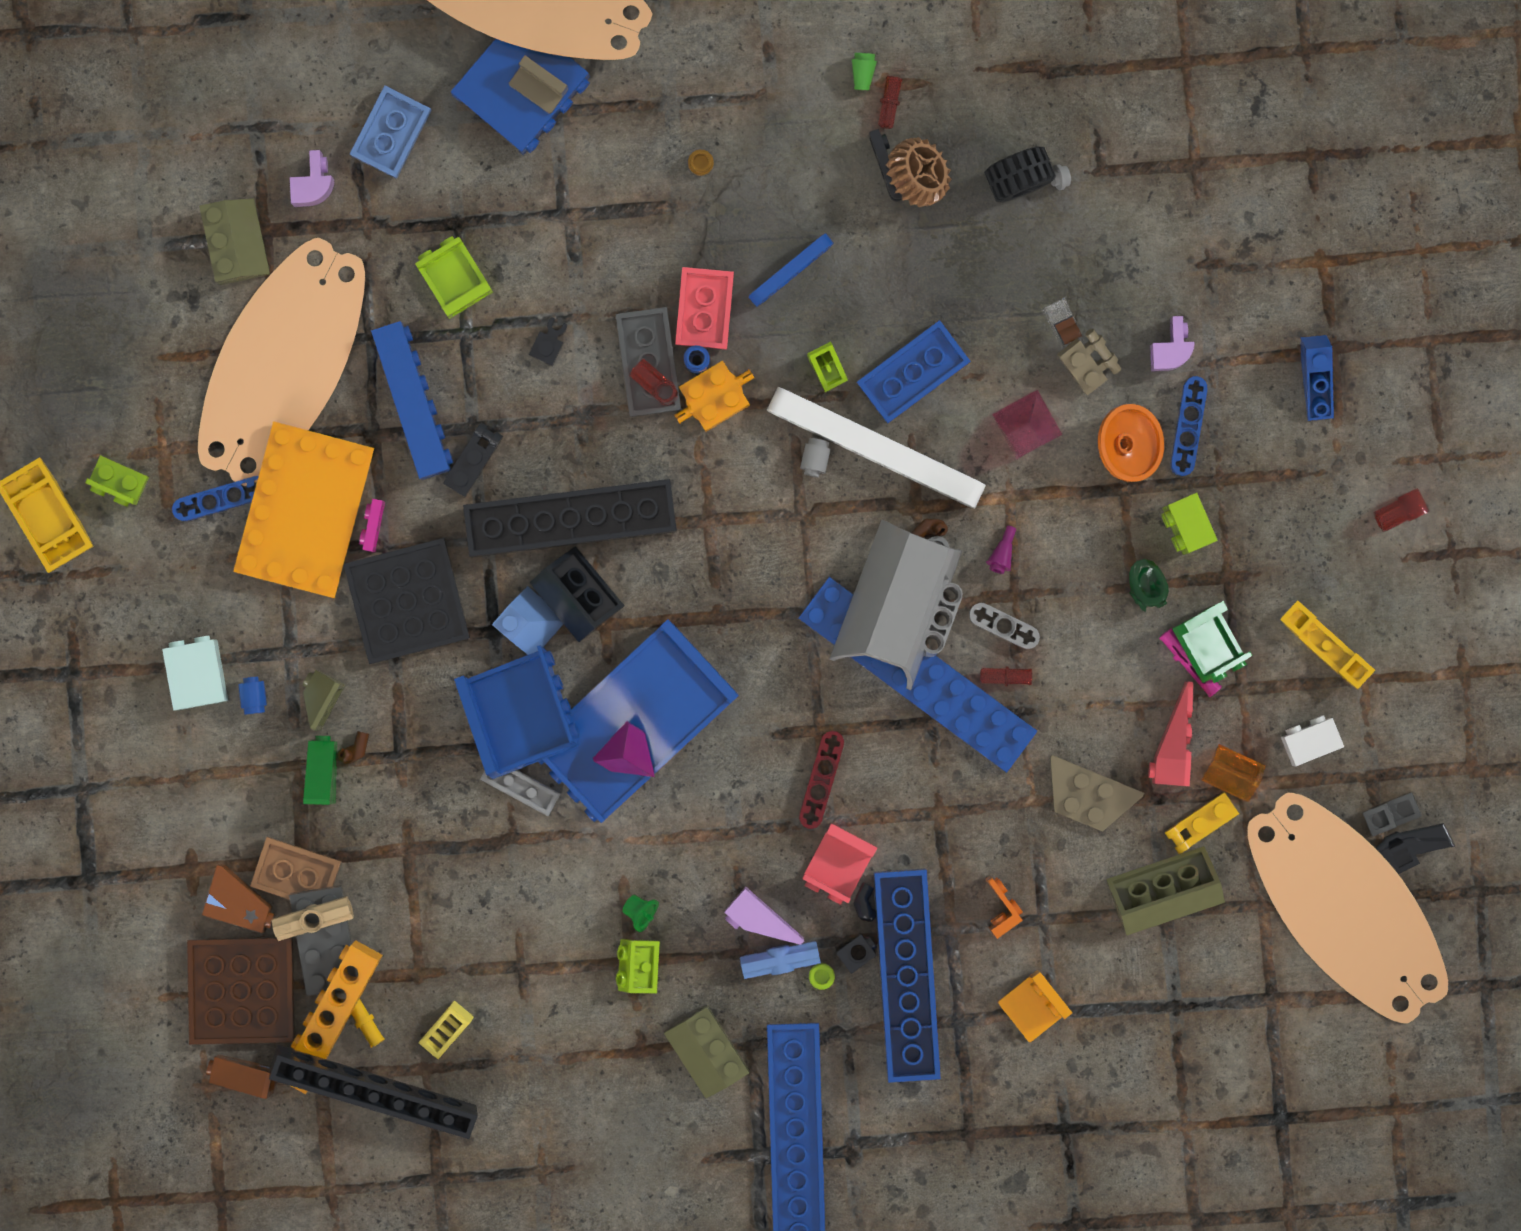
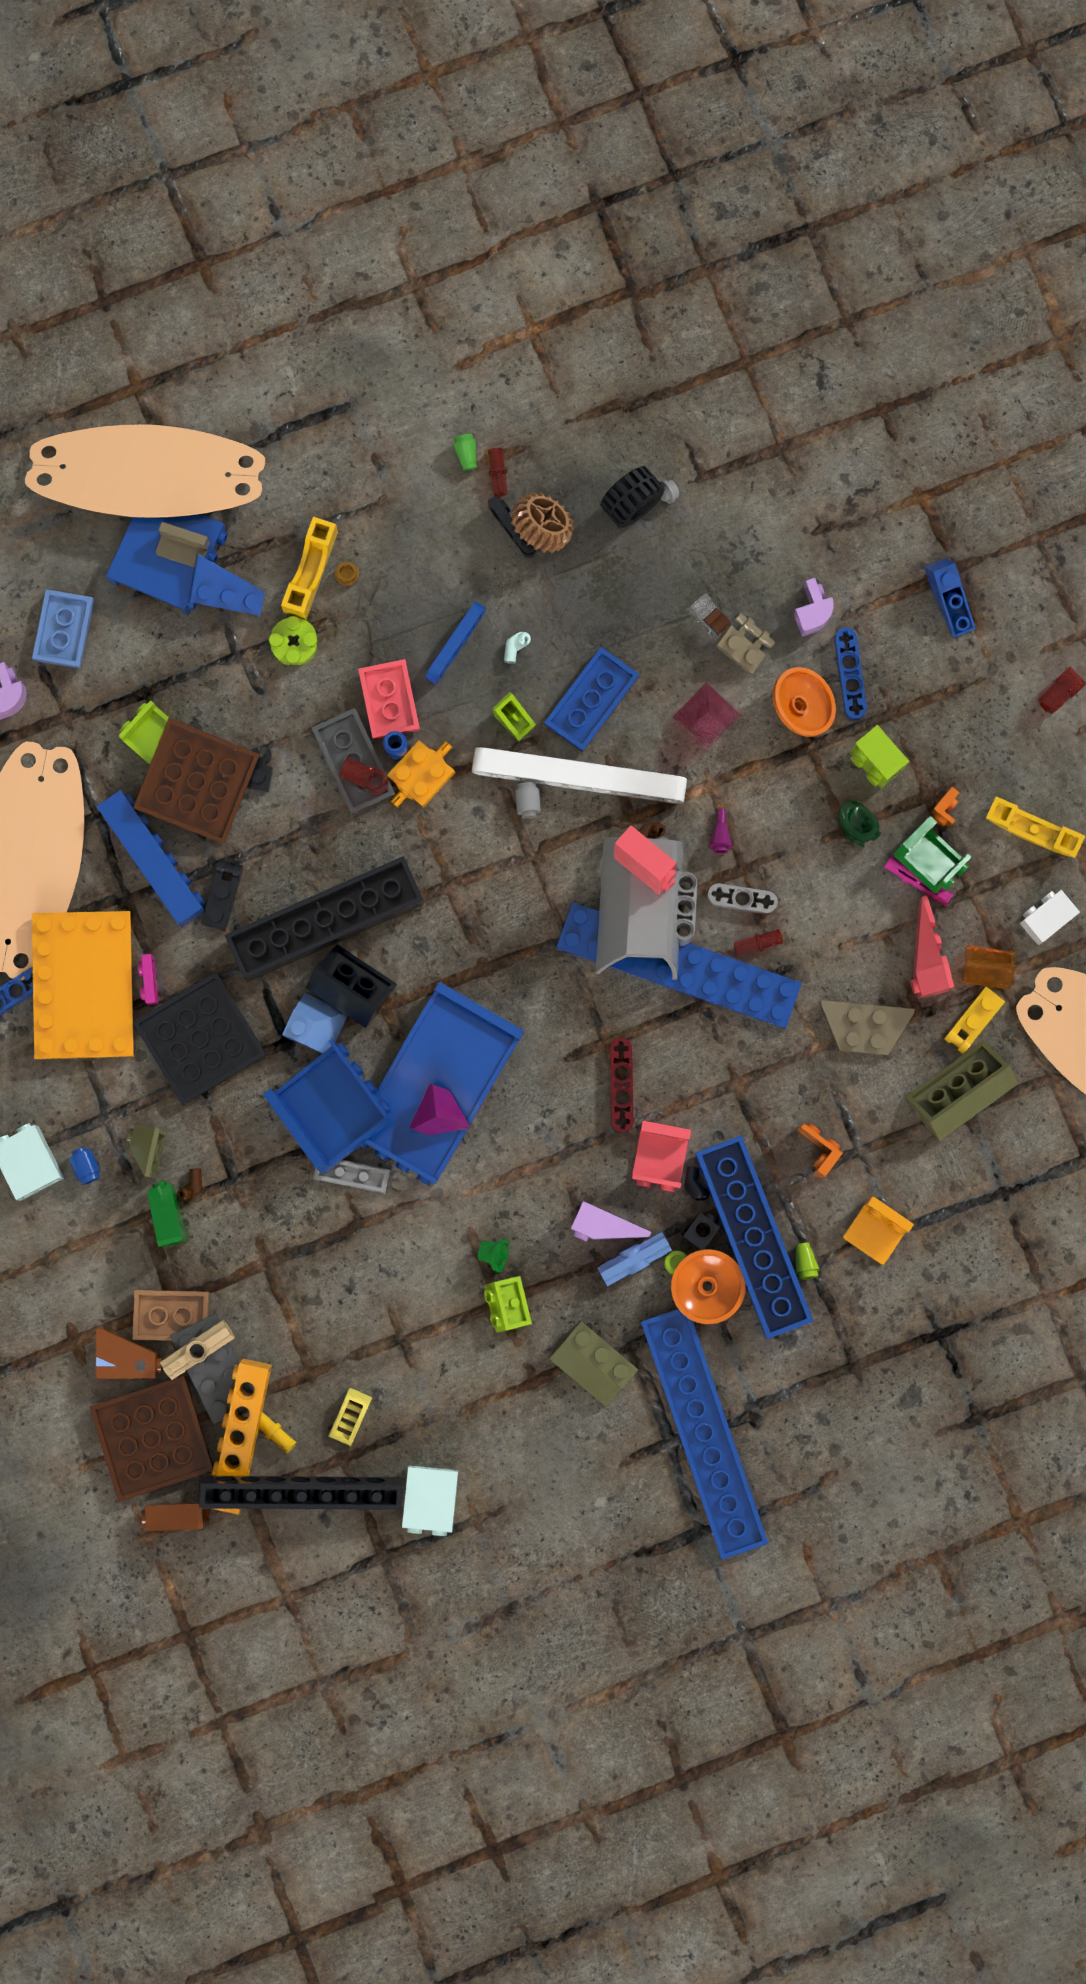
camera: 15 degrees left, 5 degrees down
(481, 335) = (196, 780): none -> reddish brown plate
(501, 1137) = (430, 1500): none -> light aqua brick
(566, 142) = (222, 589): none -> blue wing
(629, 202) = (307, 641): none -> lime plate
(664, 147) = (315, 556): none -> yellow arch
(846, 1030) = (723, 1297): none -> orange dish
(852, 289) = (514, 644): none -> light aqua arm
(914, 564) = (645, 860): none -> coral brick
(952, 1016) = (805, 1262): none -> lime cone
(1245, 592) = (946, 803): none -> orange bracket

